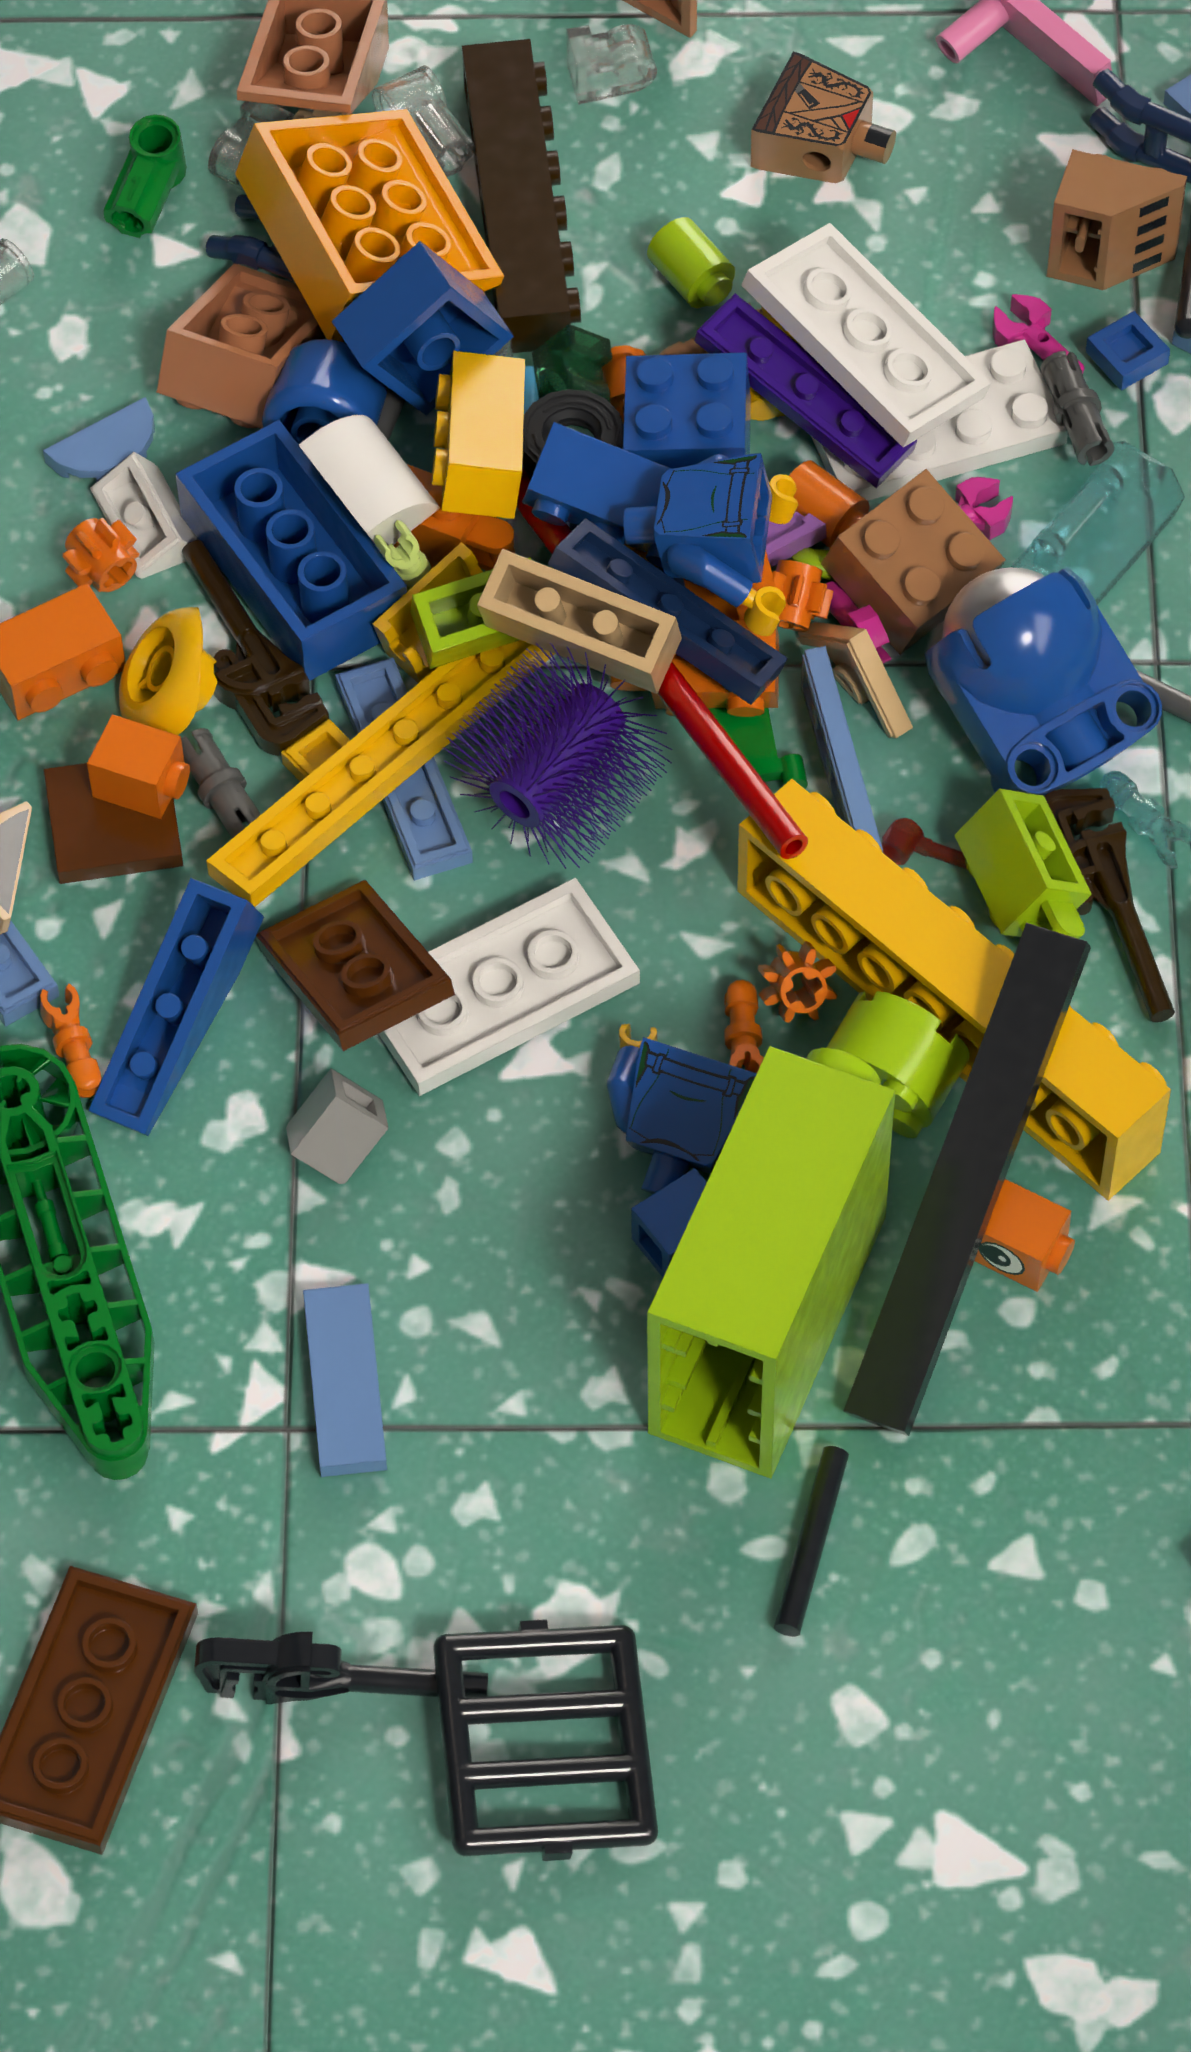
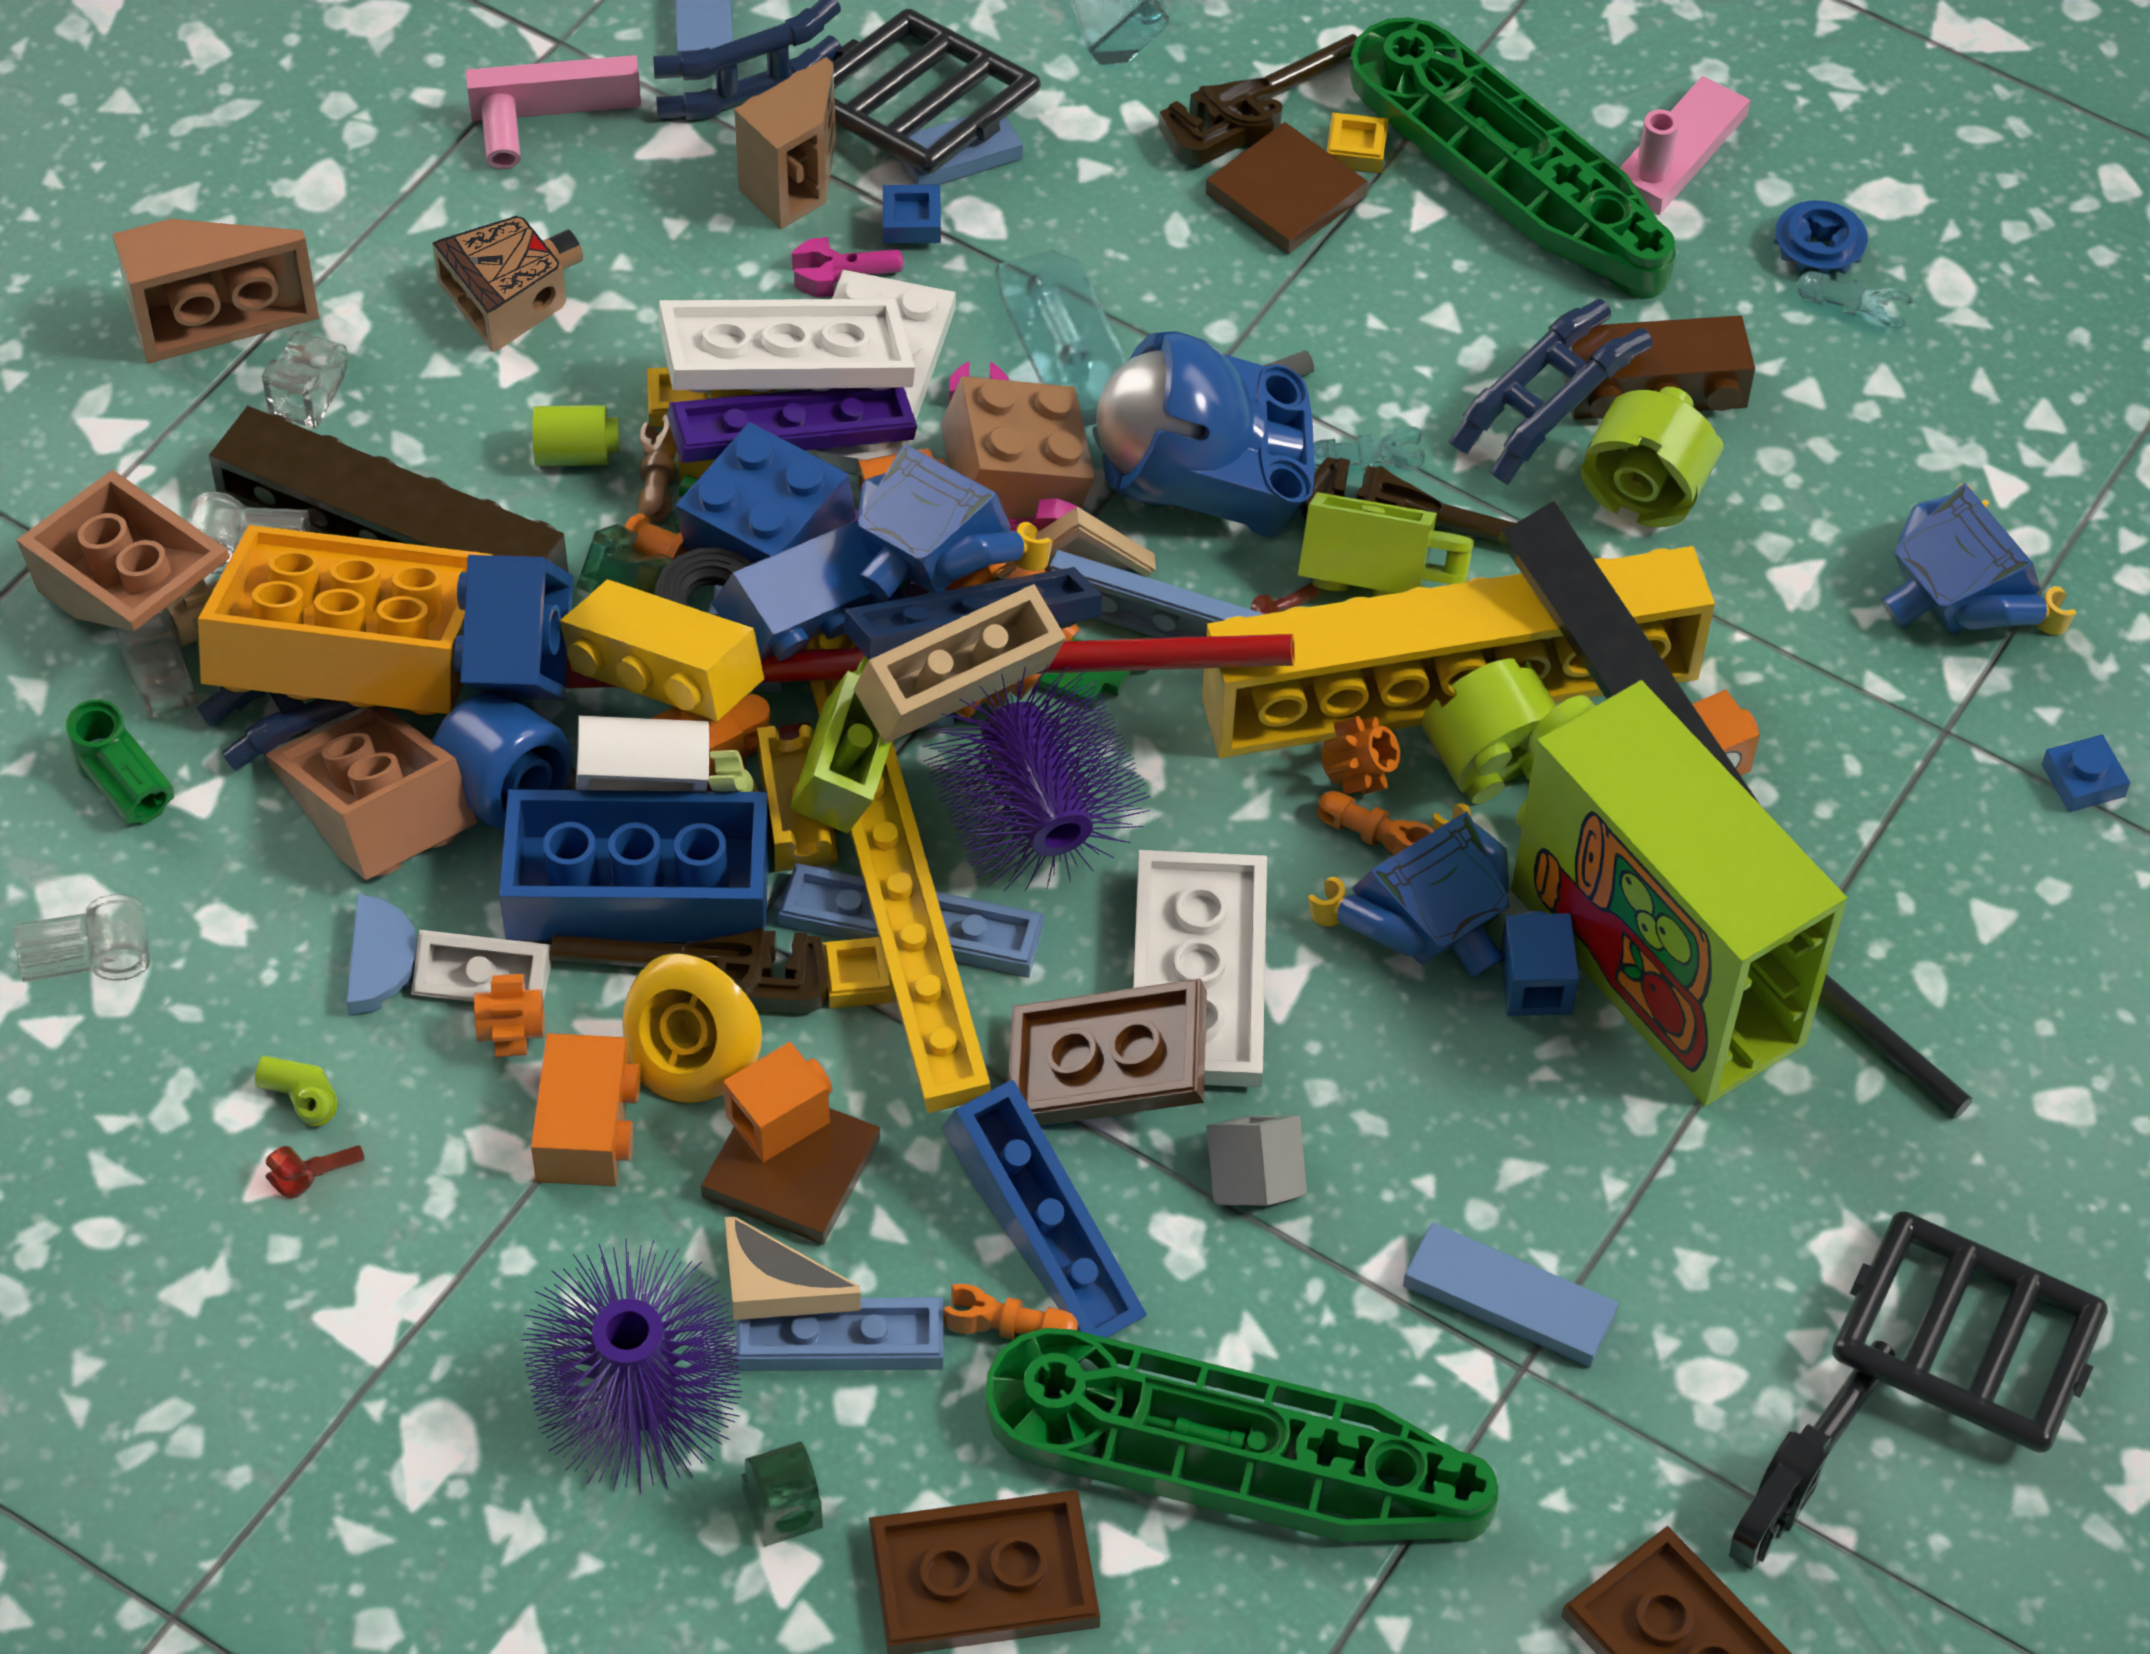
camera: 60 degrees left, 5 degrees down
(219, 783) = (845, 1058): dark grey pin -> none
(1077, 408) = (948, 270): dark grey pin -> none

